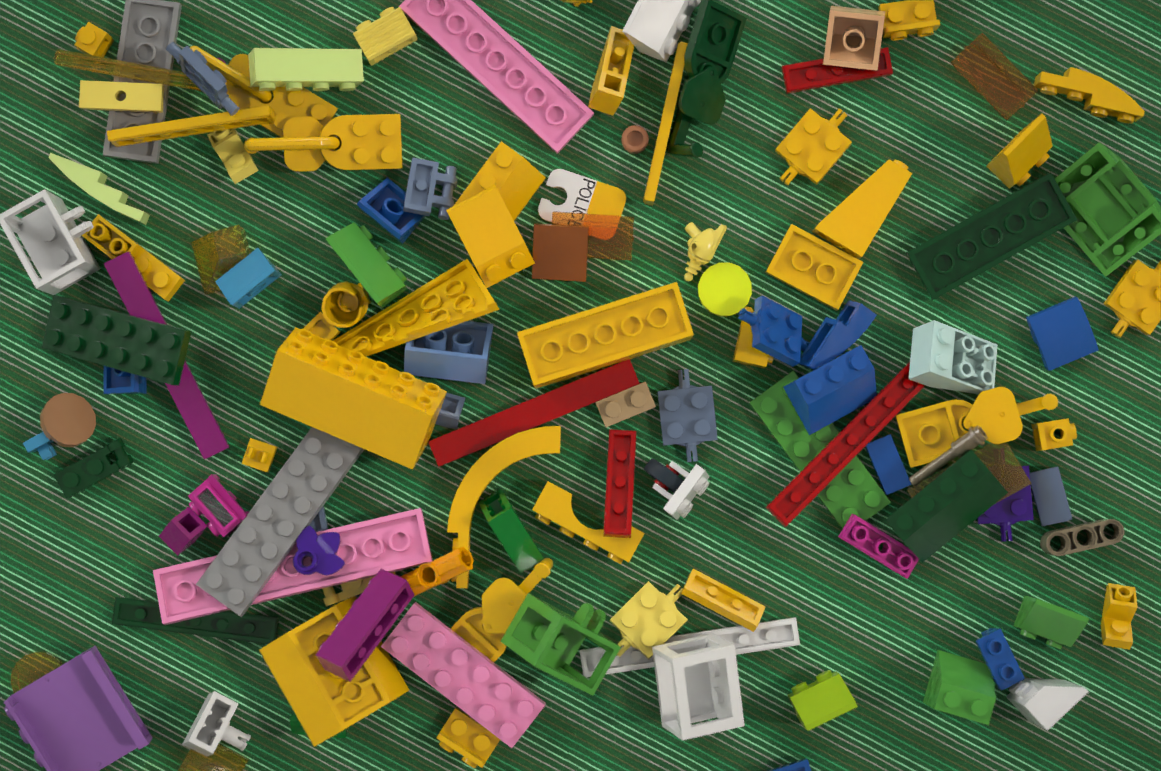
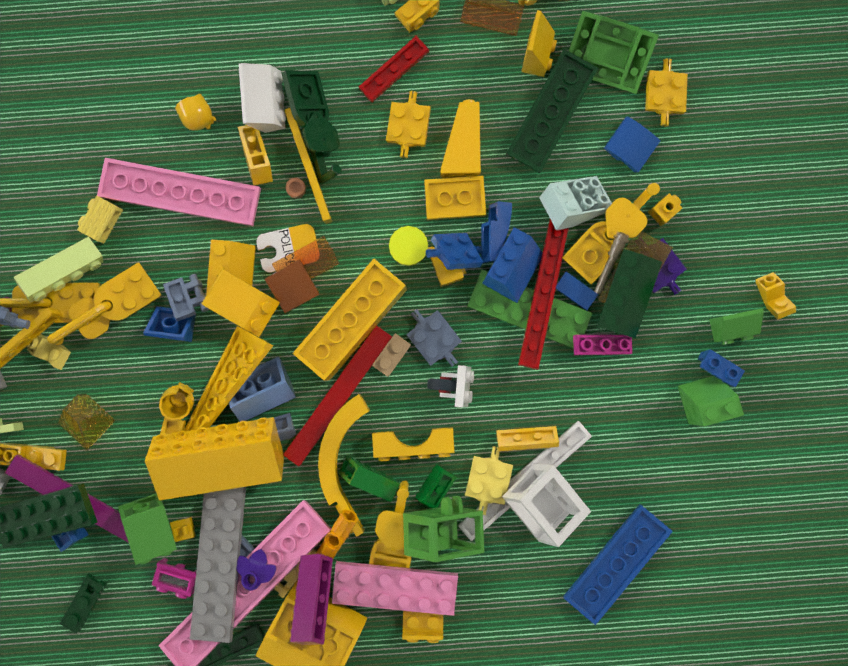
camera: 30 degrees left, 0 degrees up
(42, 445) = (40, 609): dark azure tile -> none
(68, 420) = (46, 584): medium nougat tile -> none
(183, 531) = (162, 608): magenta brick -> none
(224, 428) = (147, 529): none -> bright green slope
(248, 278) = (106, 424): dark azure slope -> none
(368, 263) = (175, 368): bright green slope -> none
(581, 588) = (435, 487): none -> green slope
(619, 483) = (418, 407): red tile -> none
(701, 247) = (378, 228): light yellow piece -> none
(821, 699) = (627, 463): lime slope -> none
(854, 38) = (391, 41): light nougat slope -> none
(1045, 699) = (767, 375): white slope -> none
(1050, 496) = (687, 248): sand blue slope -> none
(1094, 533) = (731, 257): dark tan beam -> none

